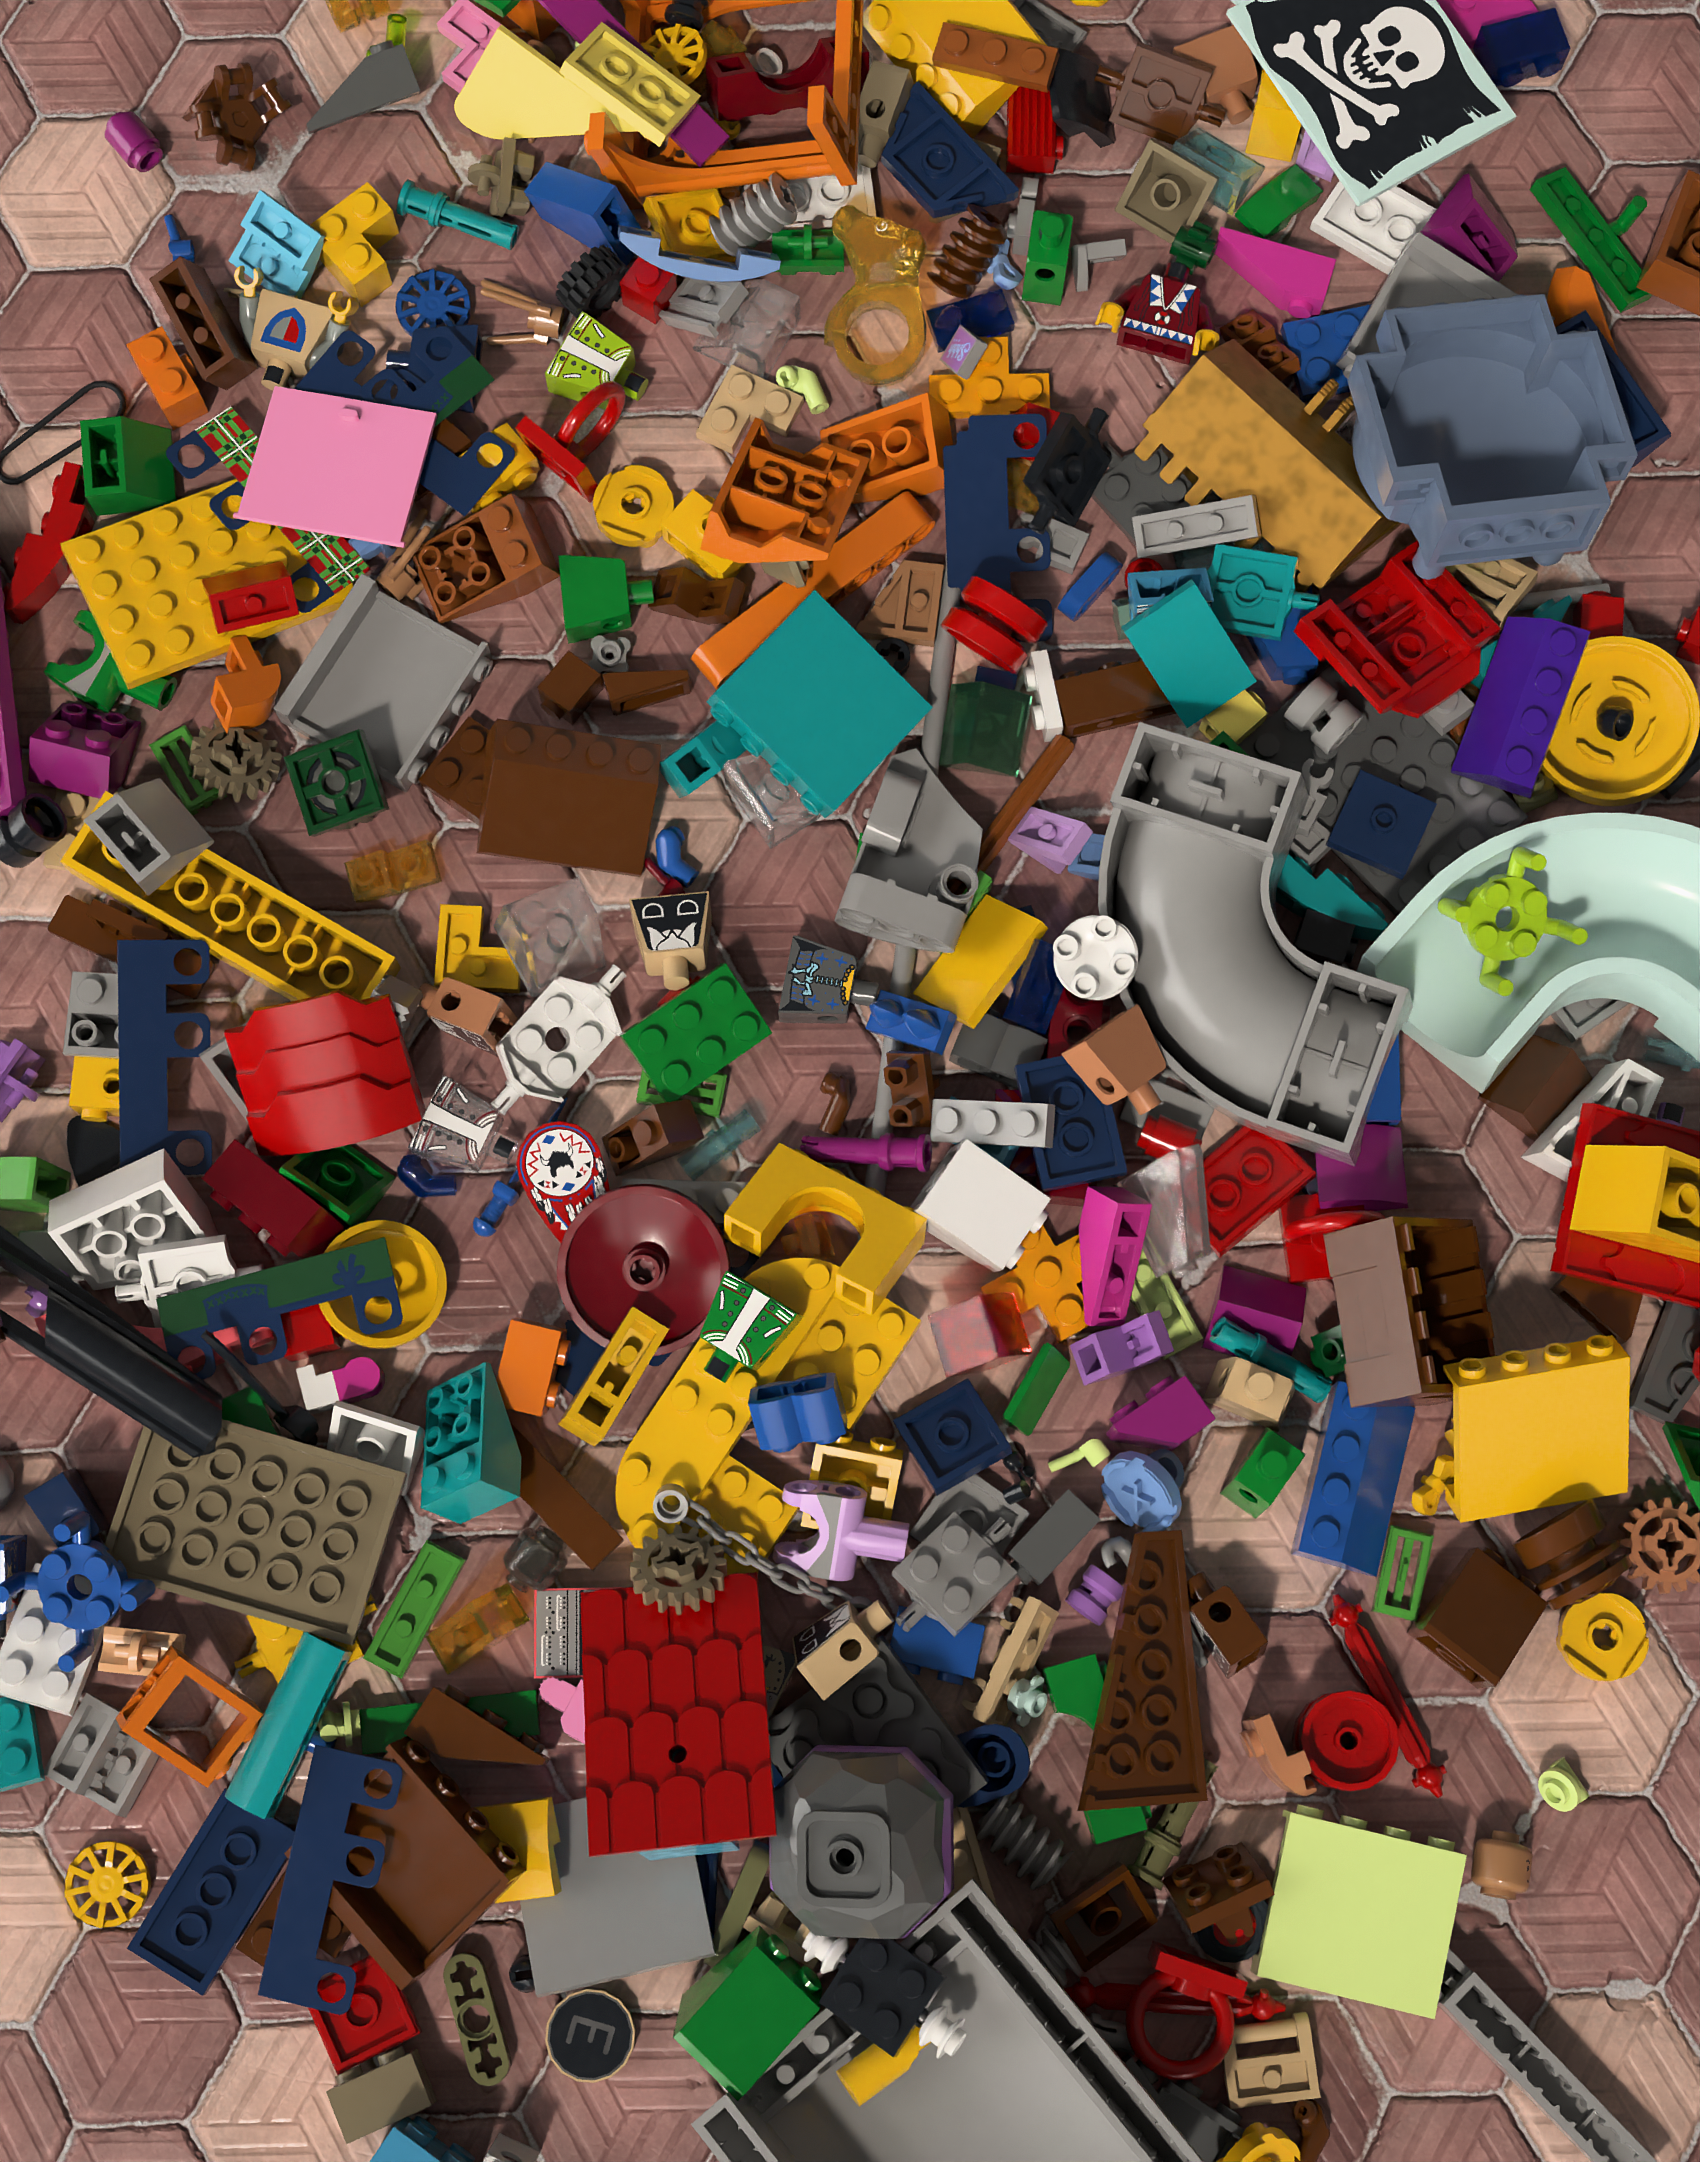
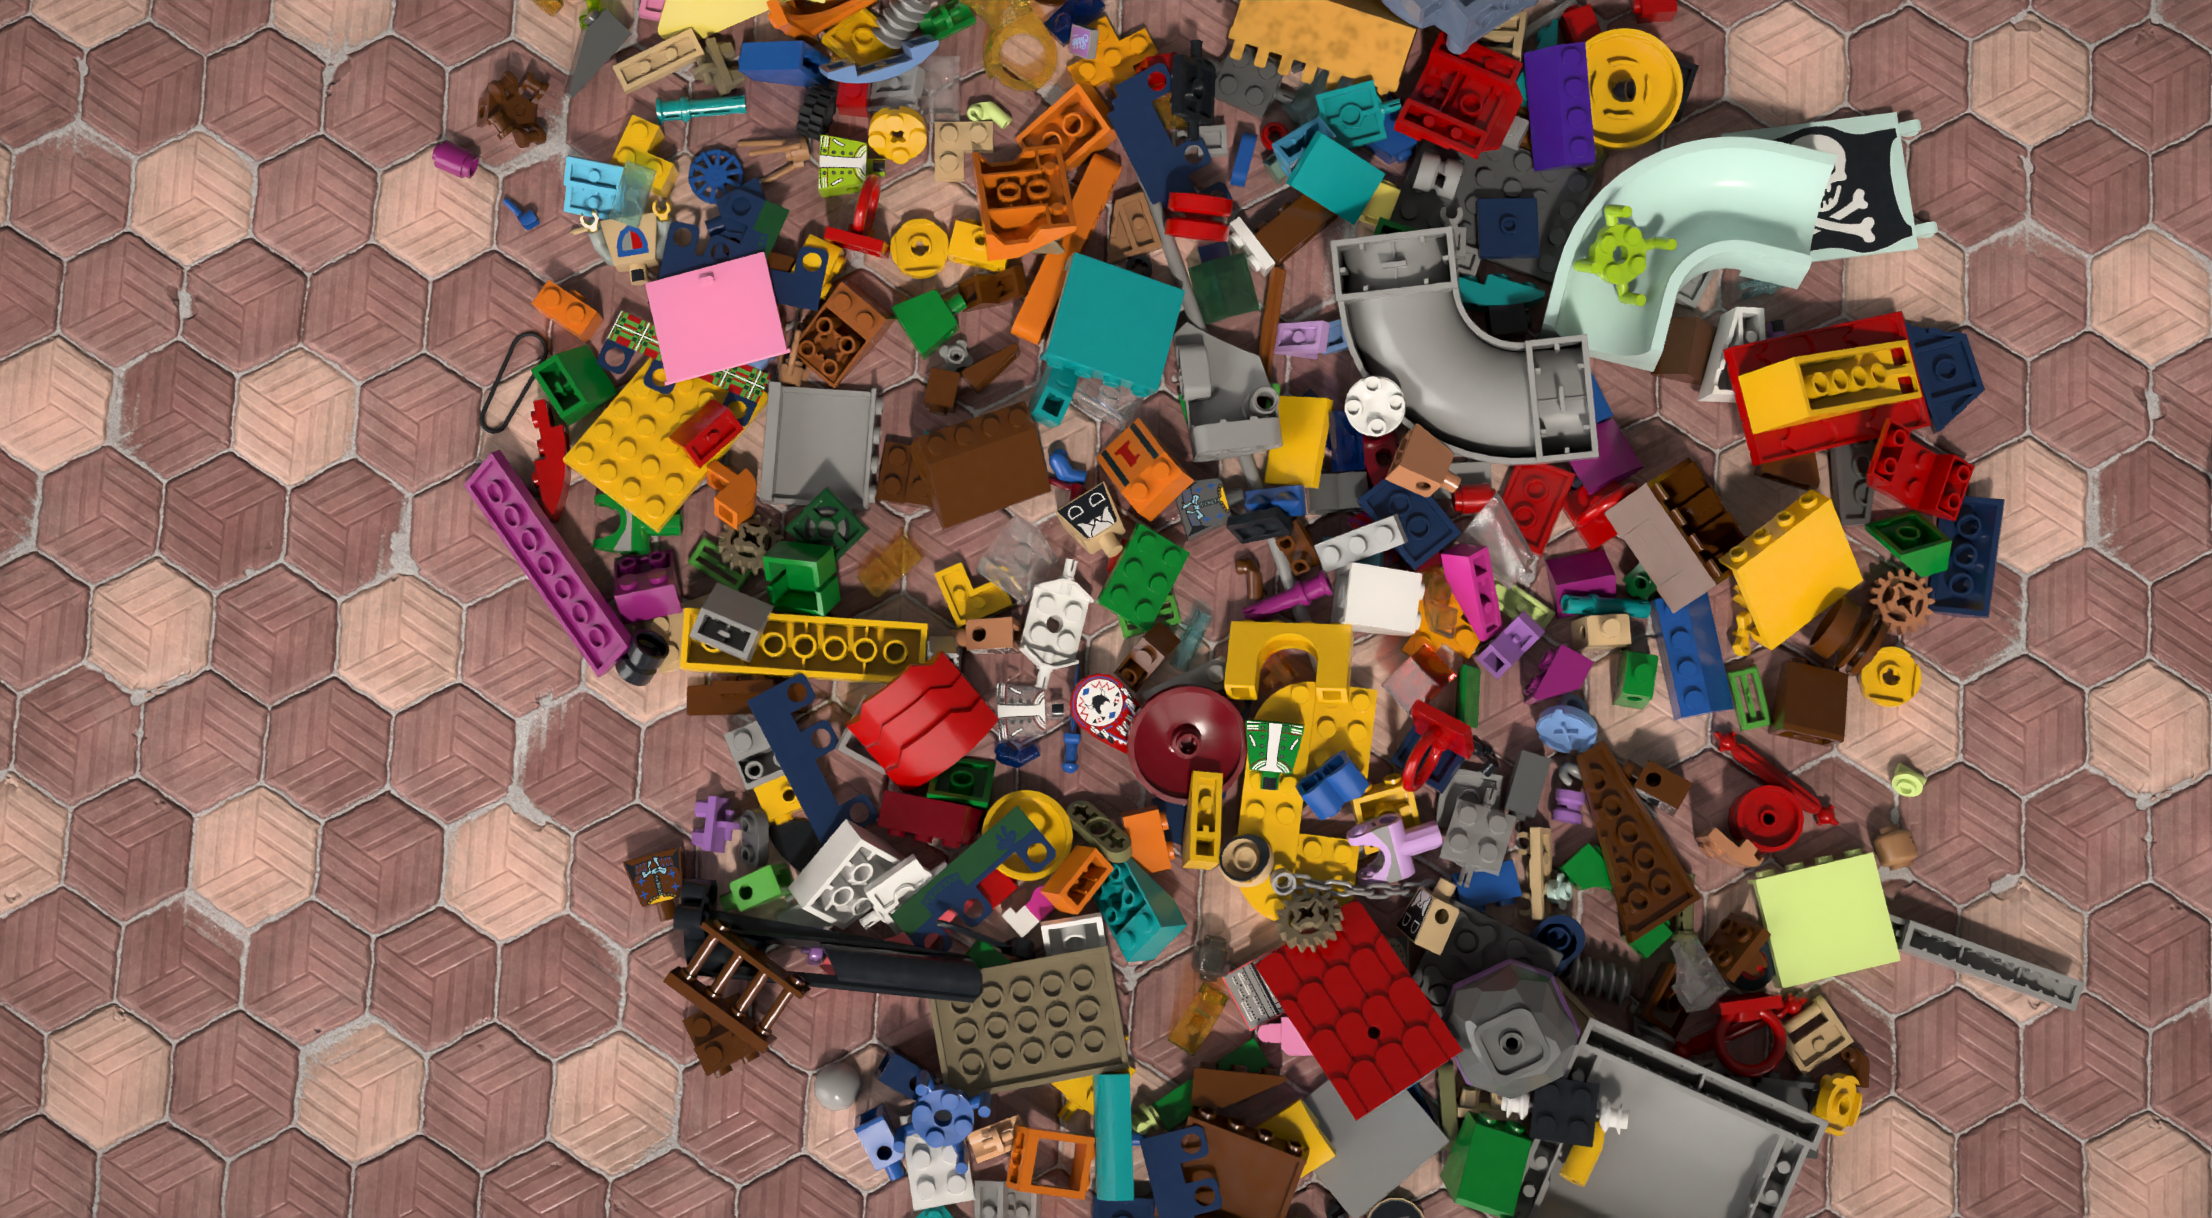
camera: 25 degrees left, 5 degrees up
(49, 1109) = (755, 838): none -> dark grey plate
(203, 323) = (572, 263): reddish brown brick -> none
(279, 836) = (806, 582): none -> green piece
(314, 271) = (632, 194): none -> clear light blue plate
(411, 1369) = (1077, 879): none -> orange brick
(414, 1609) = (1151, 1026): bright green tile -> none
(435, 138) = (658, 61): none -> tan plate
(467, 1337) = (1102, 842): none -> olive beam
(564, 1507) = (1216, 918): reddish brown slope -> none
(639, 1453) = (1246, 860): none -> tan piece
(659, 365) = (897, 148): none -> yellow plate
(766, 903) = (1144, 470): none -> orange slope
(875, 1038) = (1260, 525): none -> black plate
(971, 1413) = (1441, 733): none -> red tile
(1047, 1261) = (1439, 615): none -> clear yellow slope
(1093, 1450) = (1521, 717): yellowish green hand -> none
(1148, 1904) = (1697, 978): none -> clear arch
(1196, 526) = (1296, 89): light grey plate -> none

